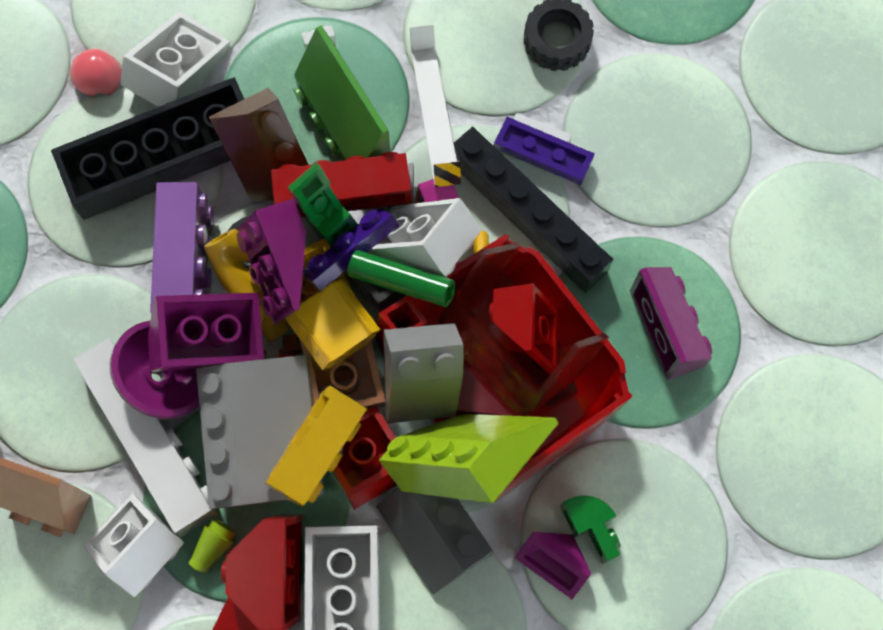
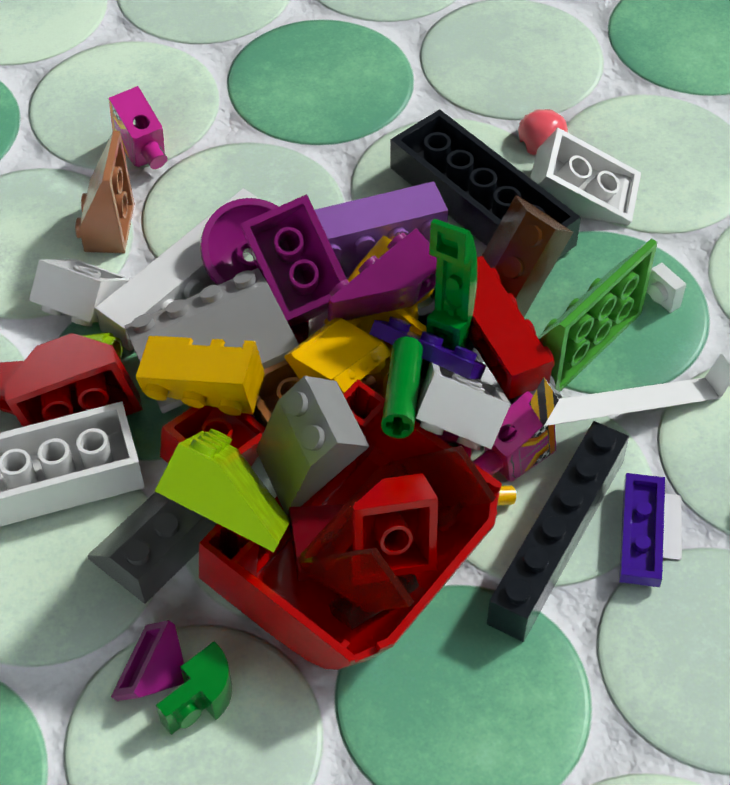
camera: 75 degrees right, 20 degrees down
(670, 321) = (477, 710): magenta slope -> none

